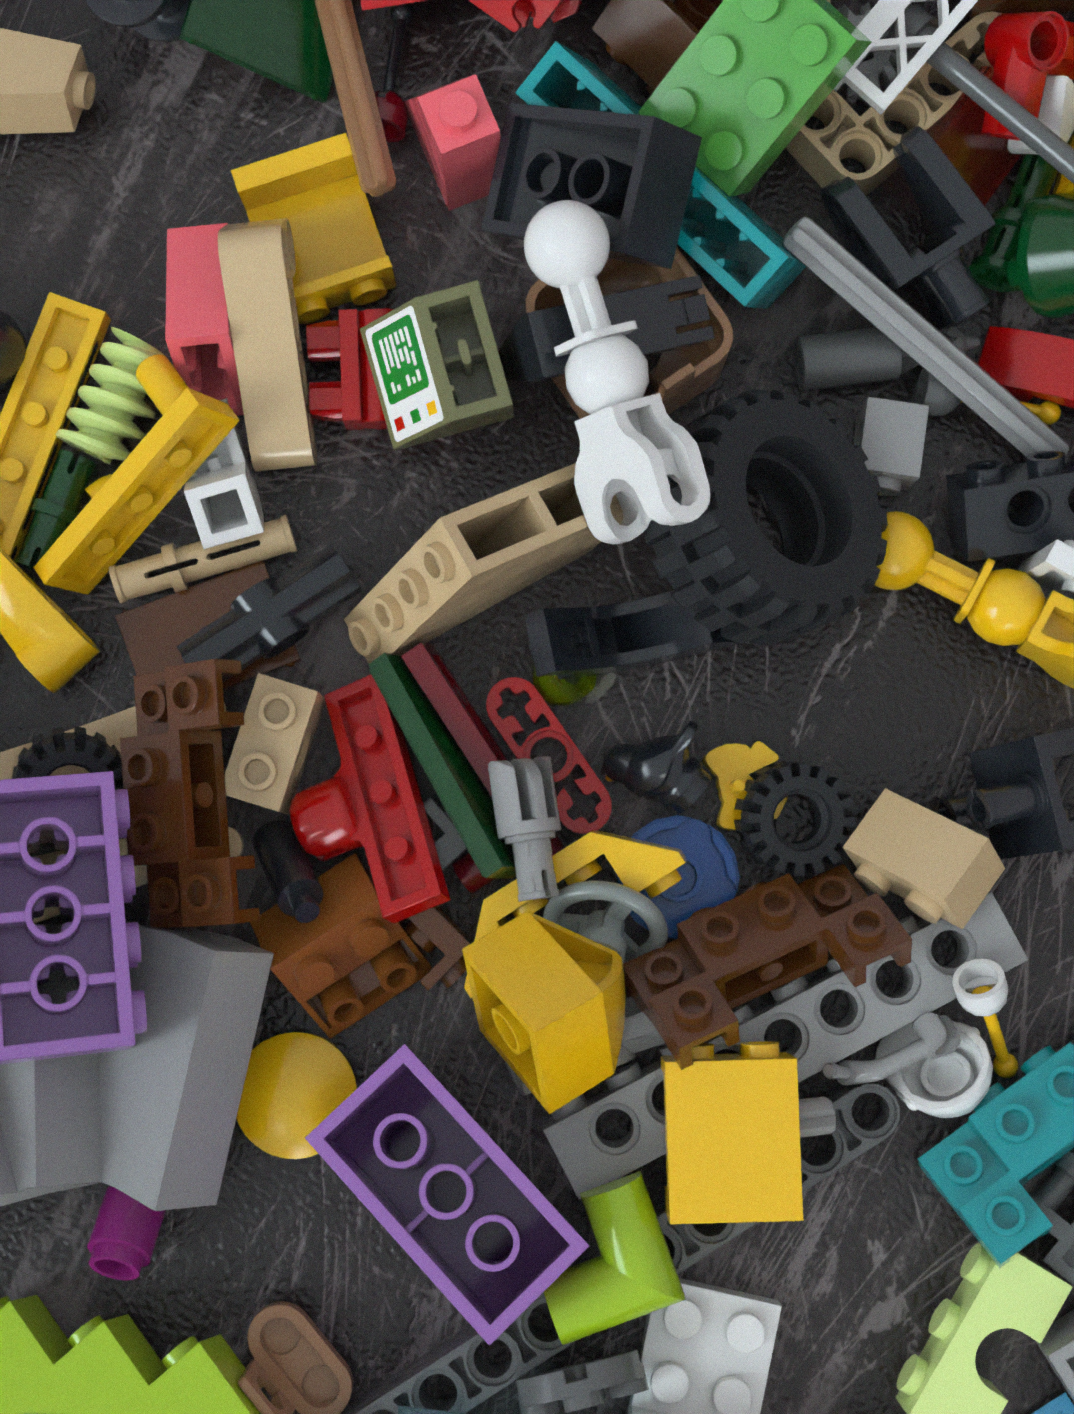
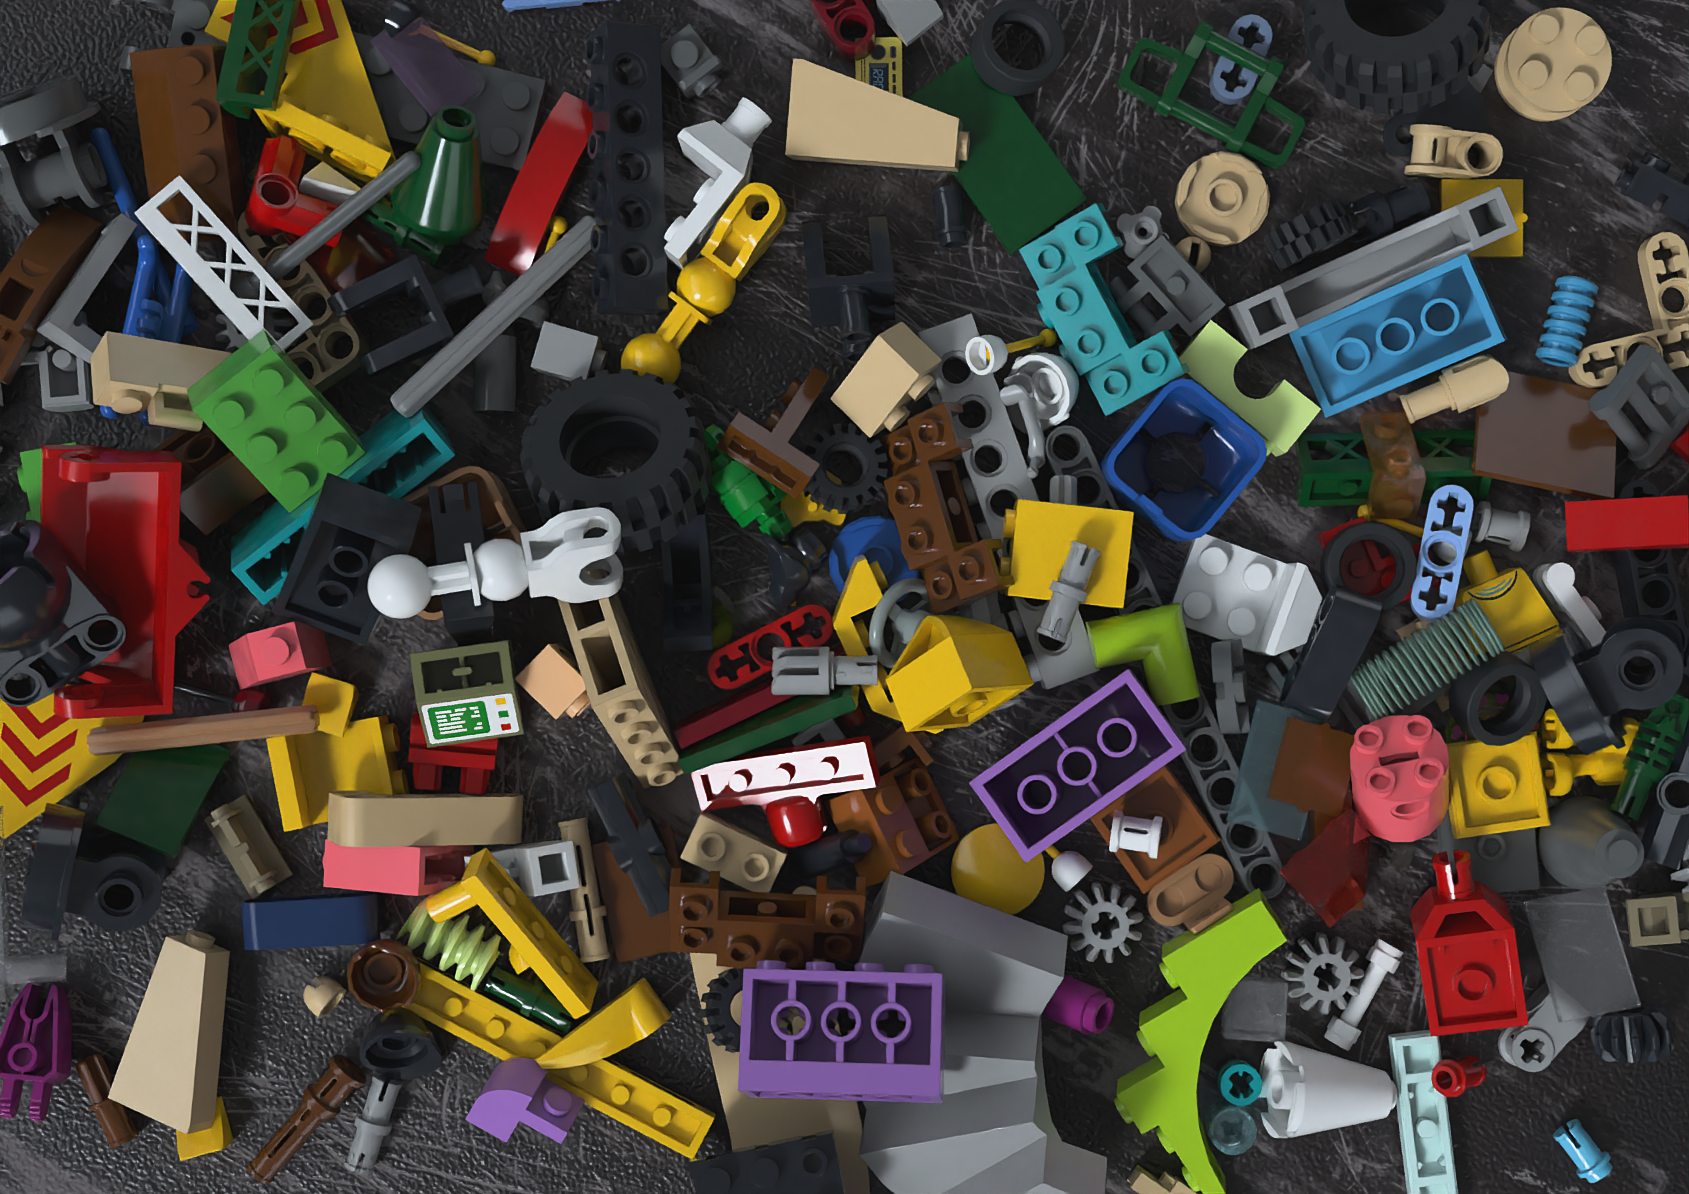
camera: 80 degrees left, 5 degrees up
(30, 254) = (324, 997): none -> tan hinge
(61, 317) = (384, 975): none -> reddish brown hair
(122, 223) = (311, 920): none -> dark blue beam
(209, 136) = (248, 846): none -> dark tan hinge
(232, 1268) = (1116, 931): none -> light grey gear
(308, 1192) = (1068, 867): none -> white hinge
(364, 1280) = (1135, 834): none -> white bush
(372, 1306) = (1183, 831): none -> dark orange plate
(403, 213) = (334, 702): none -> yellow slope
(465, 474) = (556, 682): none -> light nougat brick
(683, 1146) = (1068, 591): none -> light grey pin
(756, 694) = (745, 492): none -> green piece
(811, 713) = (767, 447): none -> reddish brown bracket
(897, 1335) = (1230, 452): none -> blue piece

